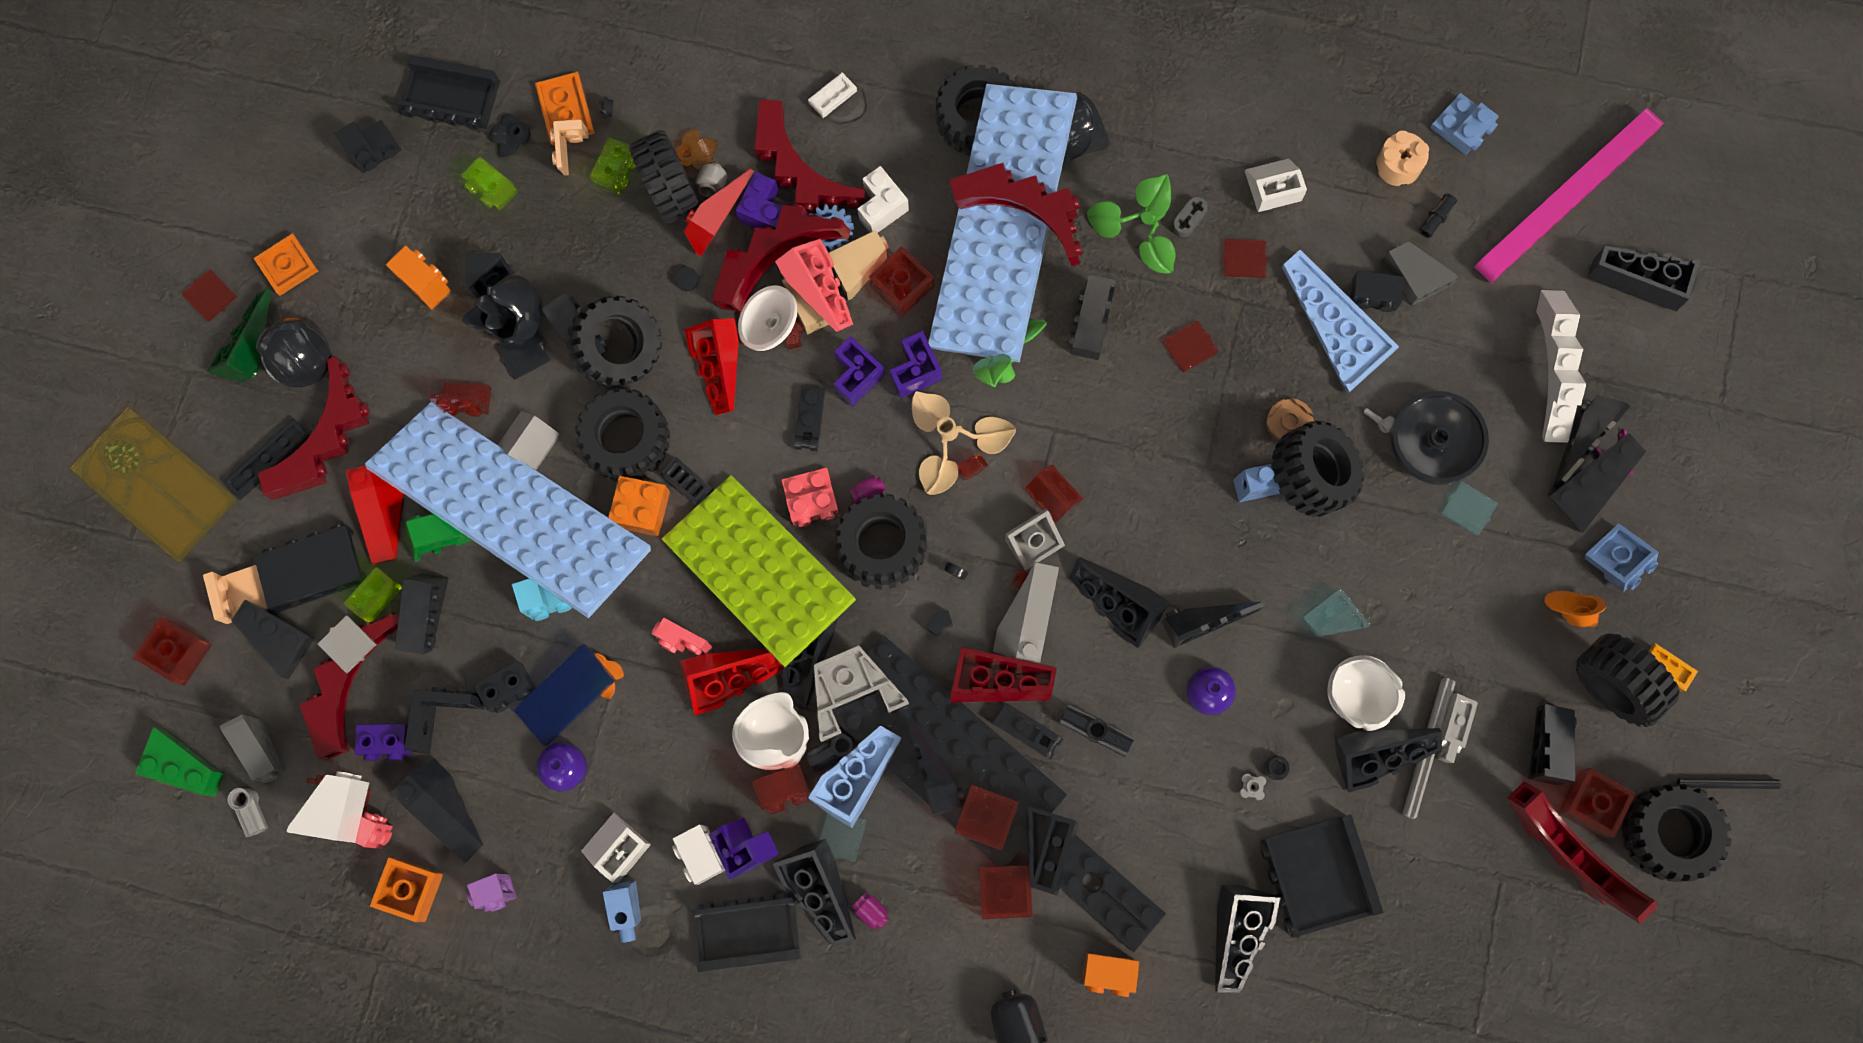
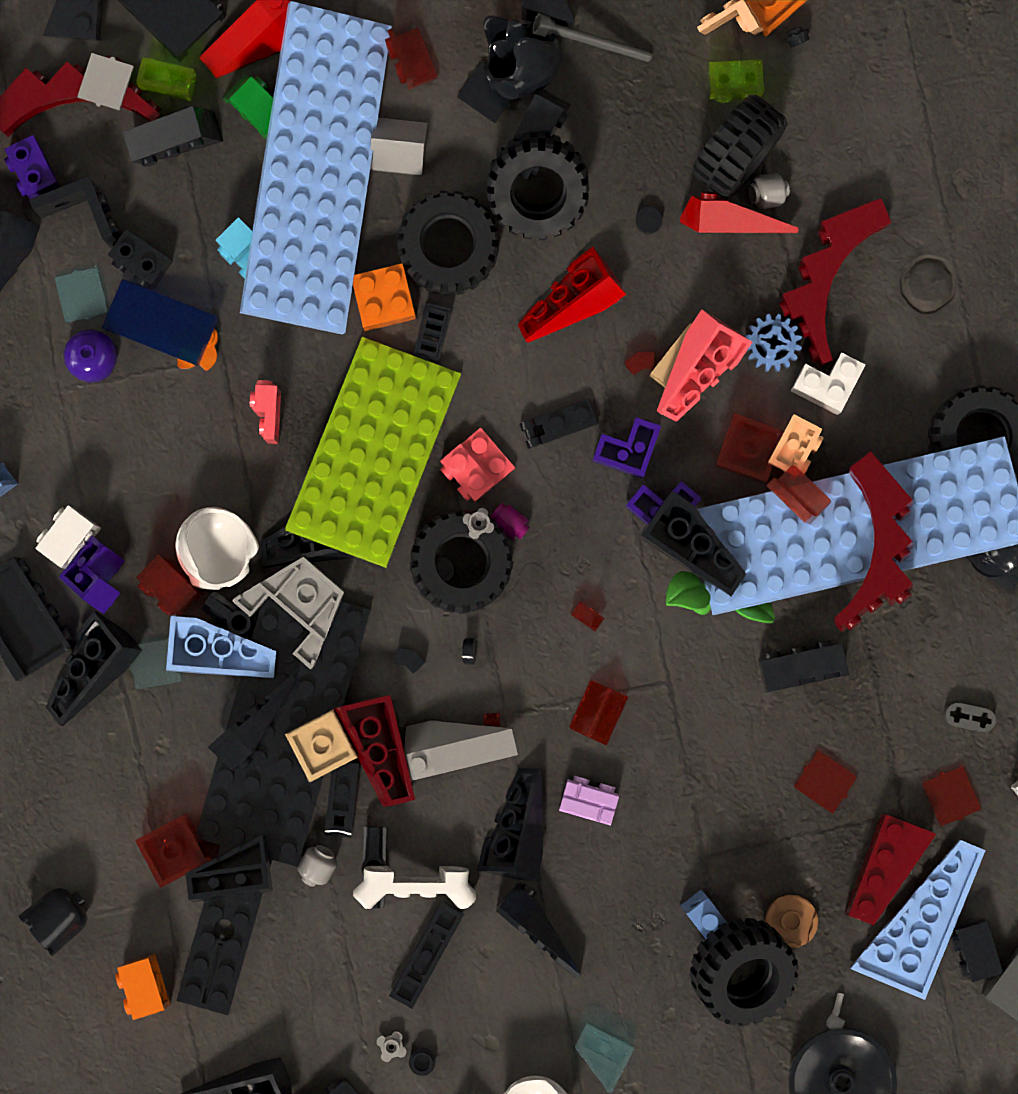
camera: 60 degrees right, 10 degrees up
(492, 277) = (545, 26): none -> dark grey piece
(509, 751) = (81, 295): none -> clear light blue piece
(615, 848) = (36, 449): white slope -> none
(700, 149) = (799, 160): clear orange plate -> none
(719, 676) = (252, 467): red wedge -> none
(744, 268) = (686, 276): dark red arch -> none
(757, 204) = (760, 254): dark purple brick -> none
(767, 318) = (640, 319): white dish -> none
(832, 95) = (928, 271): white plate -> none
(851, 503) = (471, 519): none -> light grey plate
(858, 261) = (751, 391): tan slope -> none
(871, 911) = (94, 728): magenta brick -> none
(918, 242) = (796, 444): none -> light nougat bracket
(934, 411) = (622, 543): tan plant -> none
(950, 351) = (687, 539): none -> black wedge
(956, 250) = (800, 494): none -> clear red panel
(976, 724) = (321, 745): none -> tan plate
(986, 818) = (233, 799): clear red brick -> none
(1034, 539) = (538, 716): light grey slope -> none
(1074, 777) = (317, 865): none -> light grey head
(1112, 724) = (381, 881): none -> white plate
(1122, 532) = (589, 801): none -> lavender brick
(1154, 195) = (953, 676): bright green plant -> none
(1189, 722) = (426, 955): none -> black plate
(1211, 691) = (468, 963): dark purple cylinder -> none
(1279, 328) = (886, 866): none -> dark red wedge

